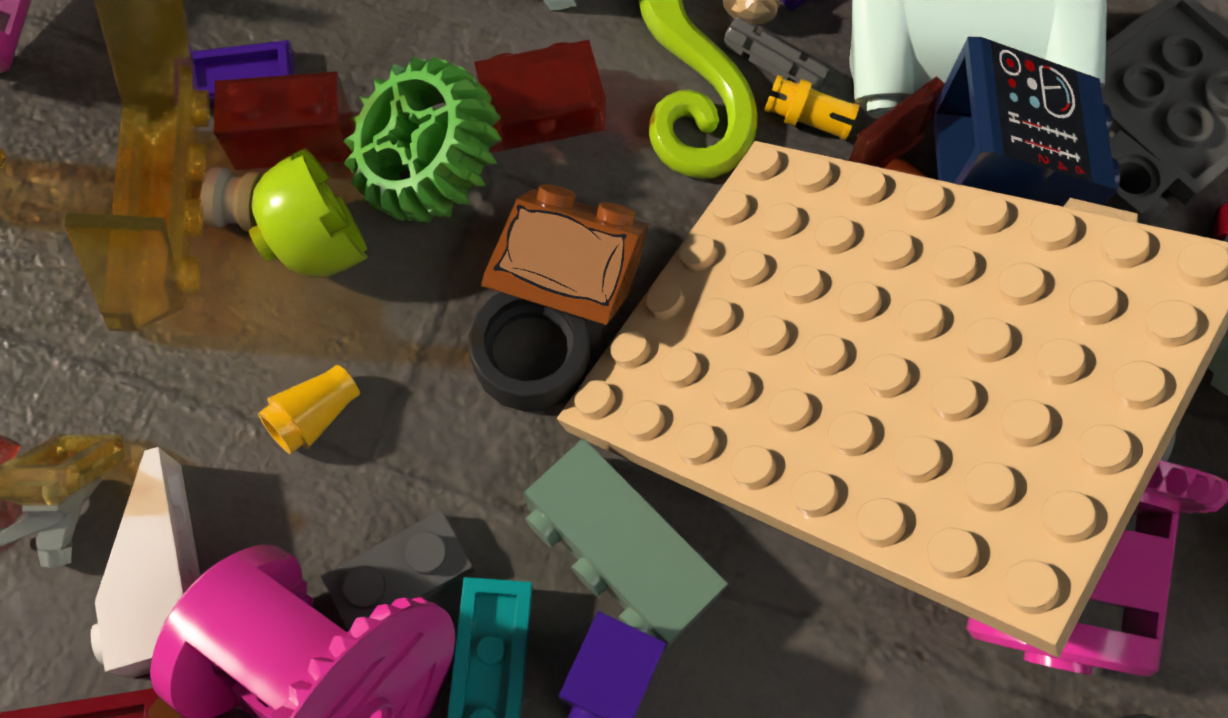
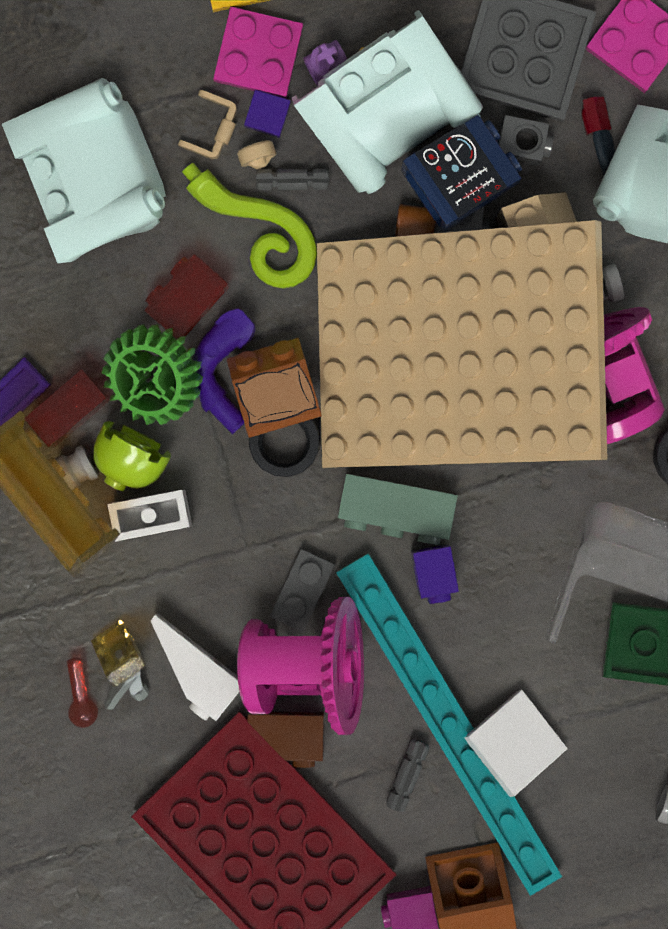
camera: 25 degrees left, 20 degrees up
(270, 311) = (150, 515): none -> white brick
(306, 410) = (201, 547): yellow cone -> none
(568, 162) = (229, 332): none -> dark purple piece
(811, 107) = (331, 202): yellow pin -> none
(897, 128) = (388, 199): clear red piece -> none

